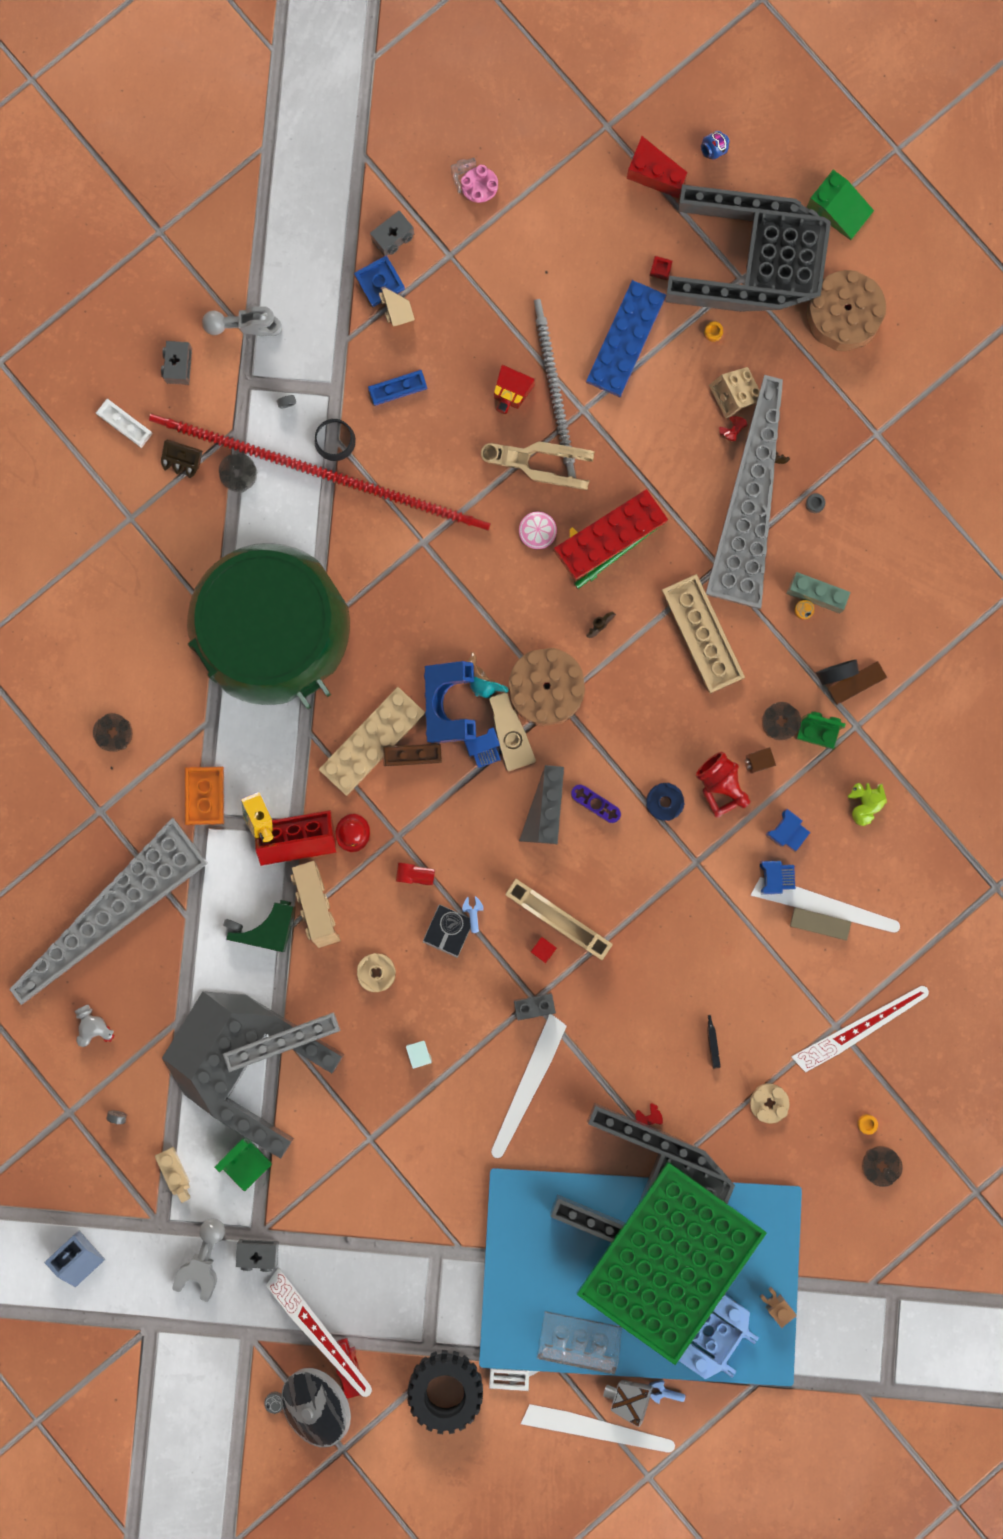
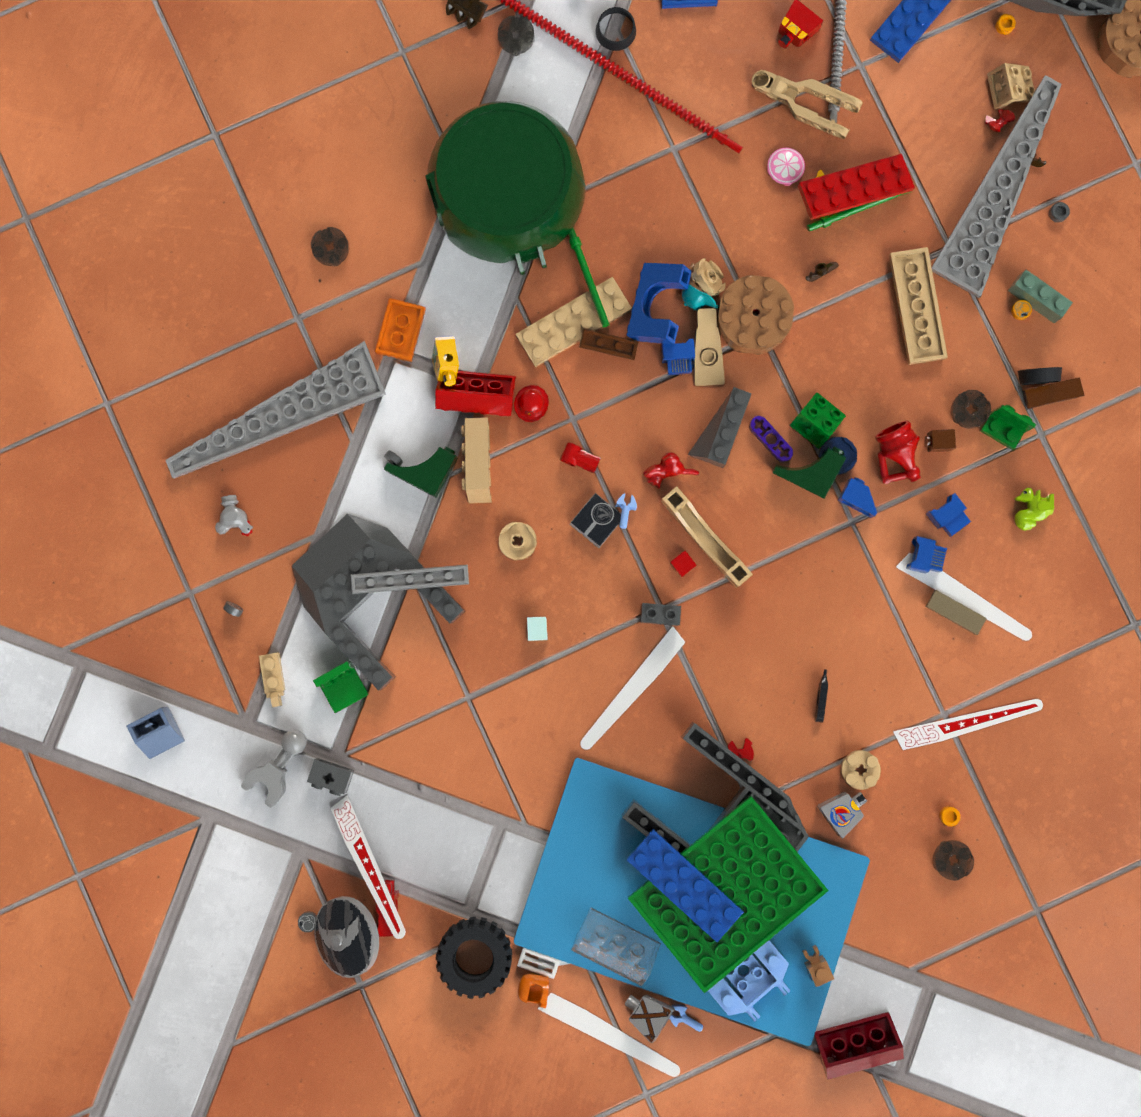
camera: 15 degrees right, 0 degrees up
(353, 664) = (576, 244): none -> green bar
(495, 671) = (708, 277): none -> tan plate
(503, 860) = (669, 467): none -> red animal
(511, 1406) = (534, 989): none -> orange helmet
(627, 1267) = (685, 885): none -> blue plate
(636, 773) = (817, 420): none -> green bracket
(649, 829) = (816, 476): none -> dark green arch
(695, 837) = (858, 497): none -> blue slope
(763, 1149) = (843, 812): none -> light grey torso
(839, 1371) = (858, 1045): none -> dark red slope

